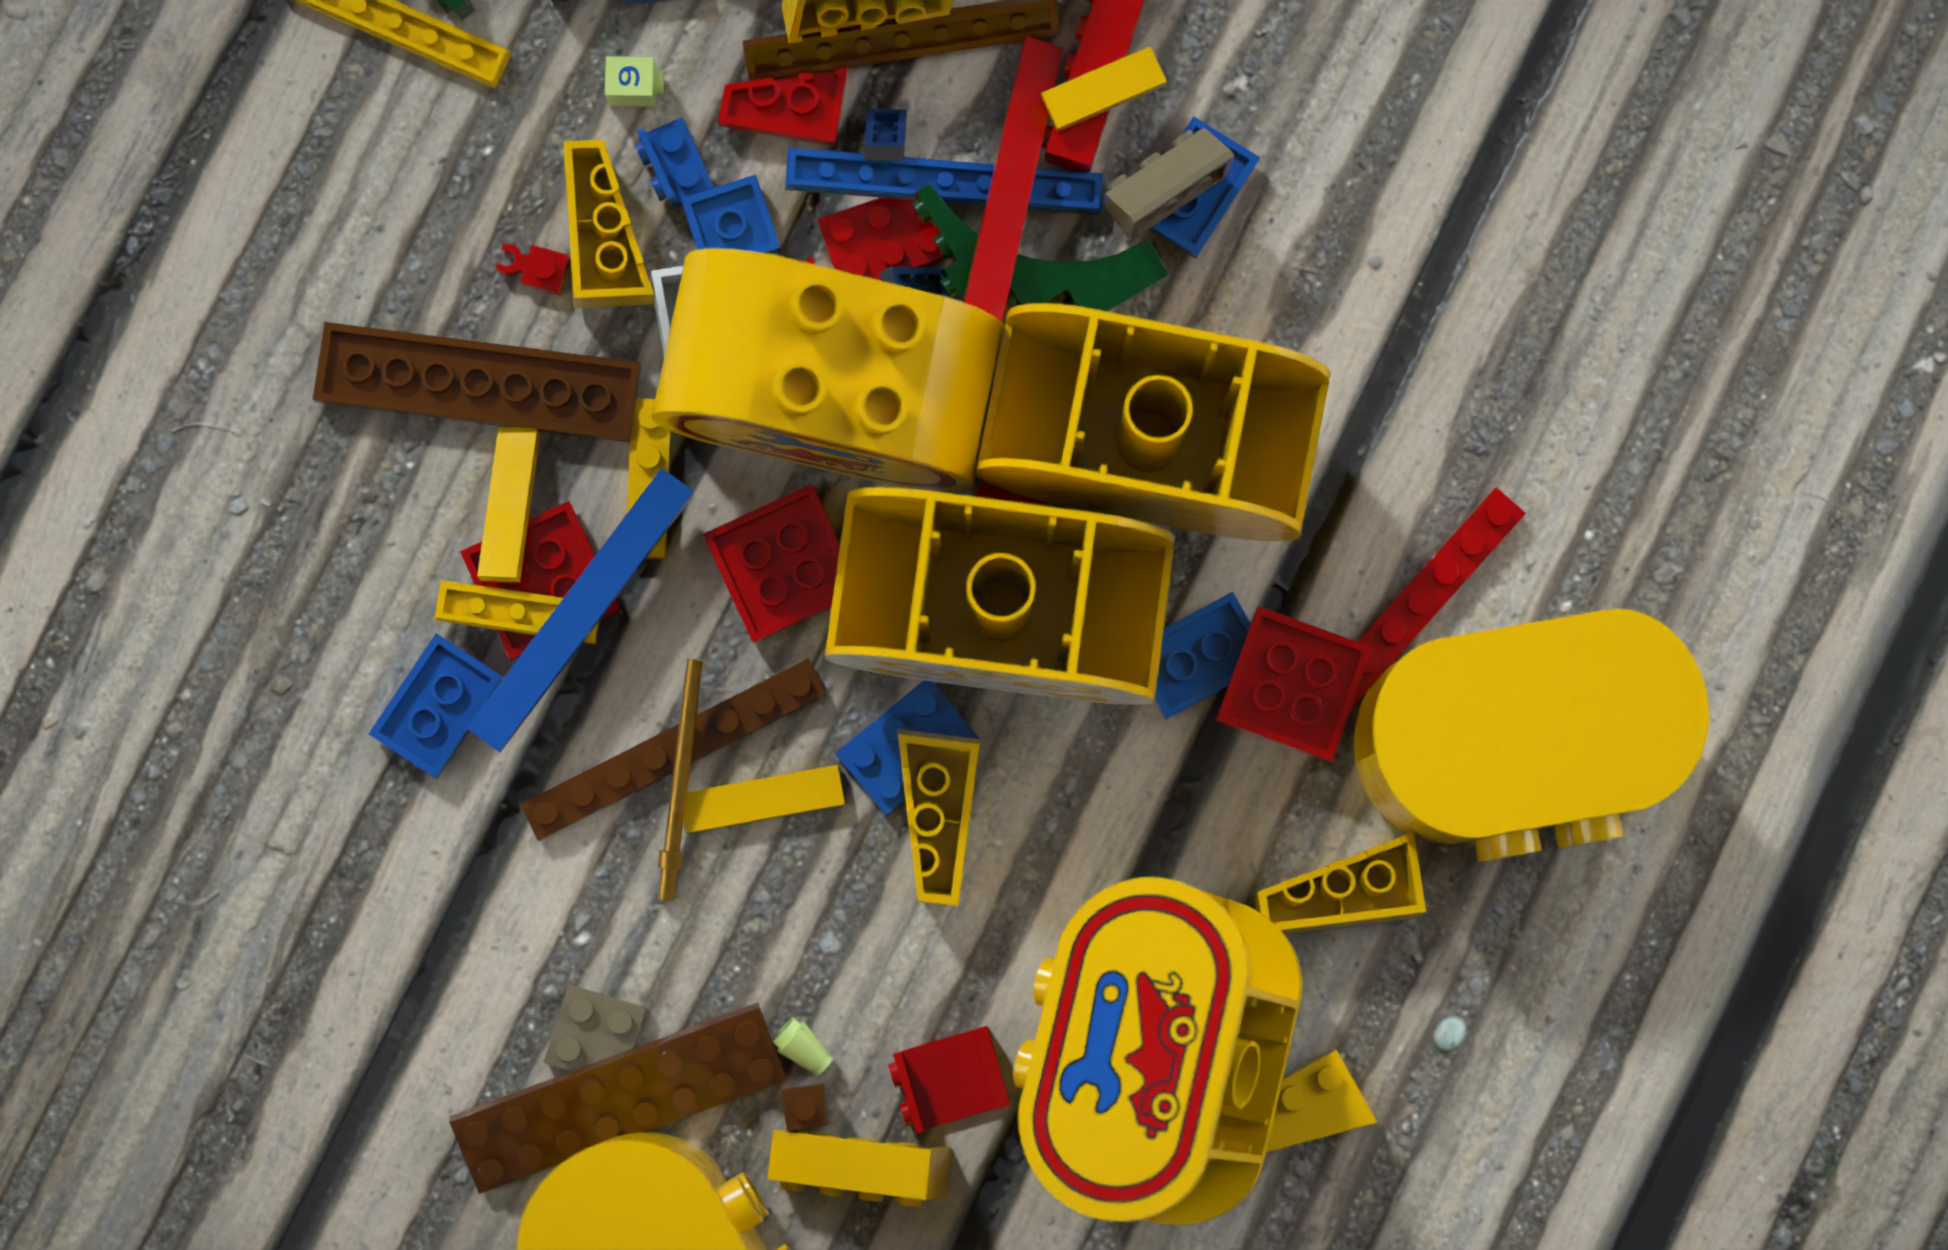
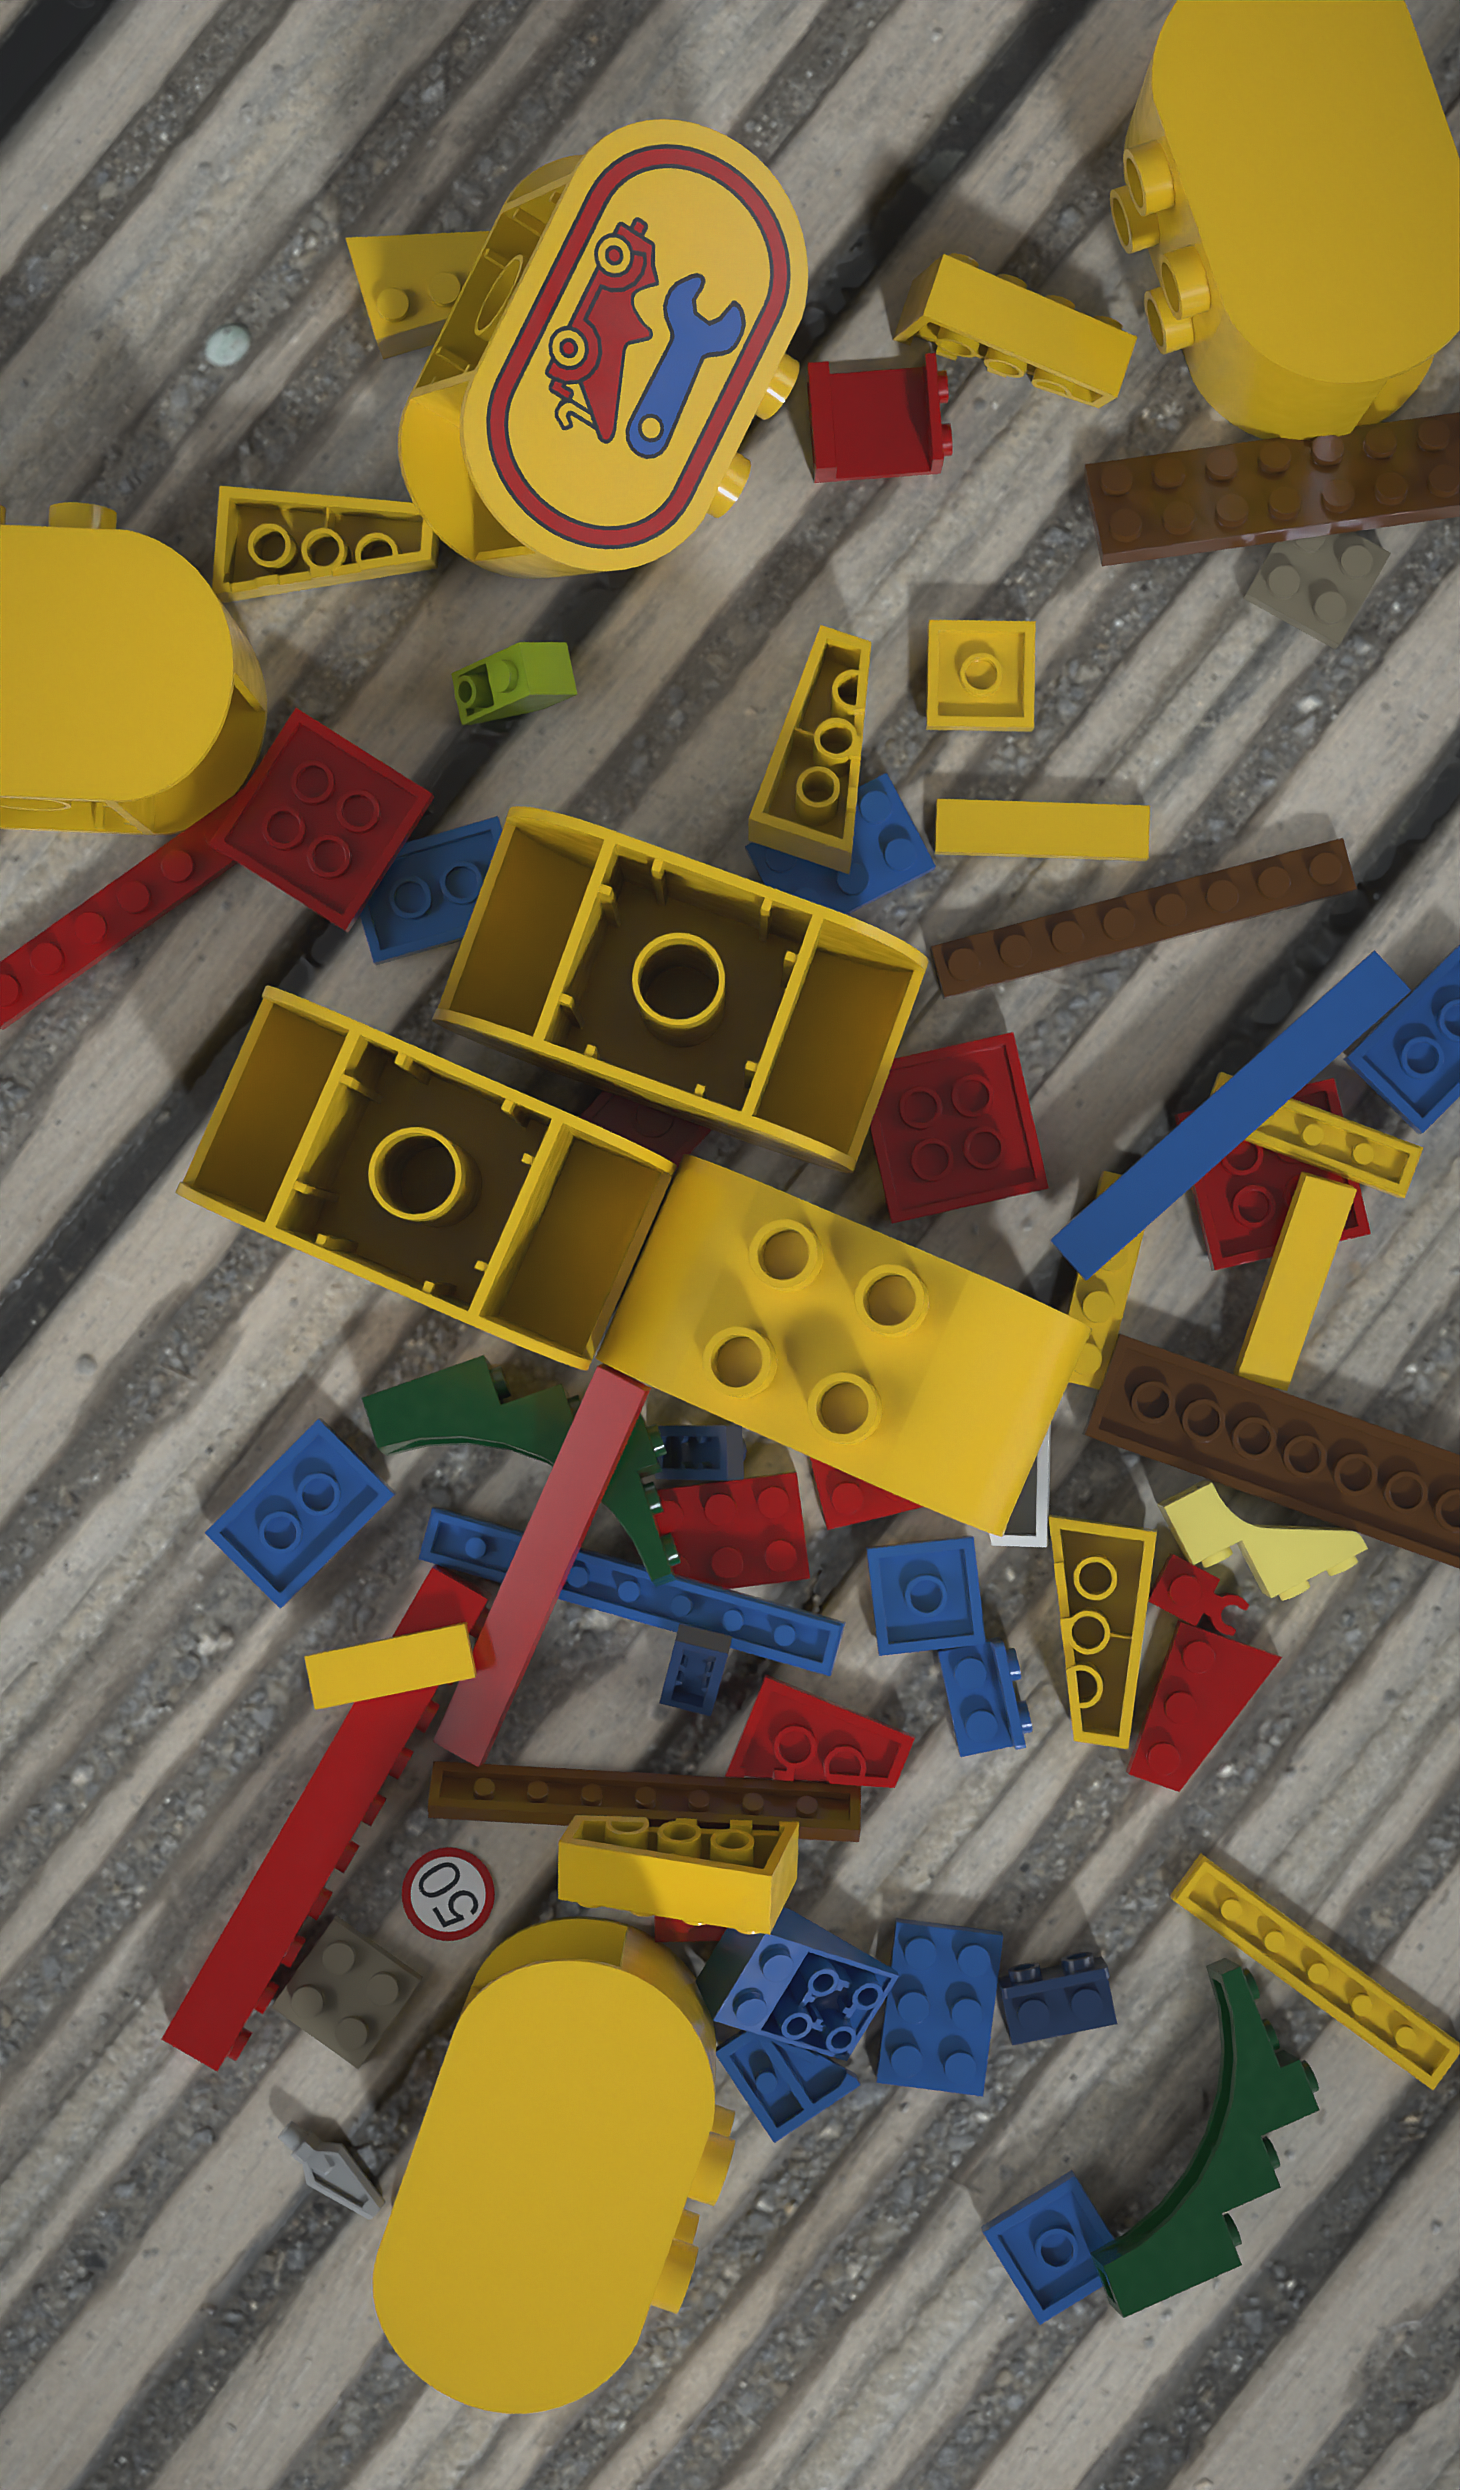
camera: 165 degrees left, 5 degrees up
(480, 309) = (1277, 1555): none -> light yellow arch
(520, 193) = (1195, 1702): none -> red wing
(632, 81) = (1016, 1819): yellowish green brick -> none
(671, 857) = (1174, 780): pearl gold bar -> none
(802, 1046) = (1058, 502): yellowish green cone -> none
(805, 1107) = (1068, 422): reddish brown brick -> none
(831, 902) = (980, 675): none -> yellow plate
(1167, 182) = (334, 1522): dark tan slope -> none
(1176, 820) = (514, 682): none -> lime slope

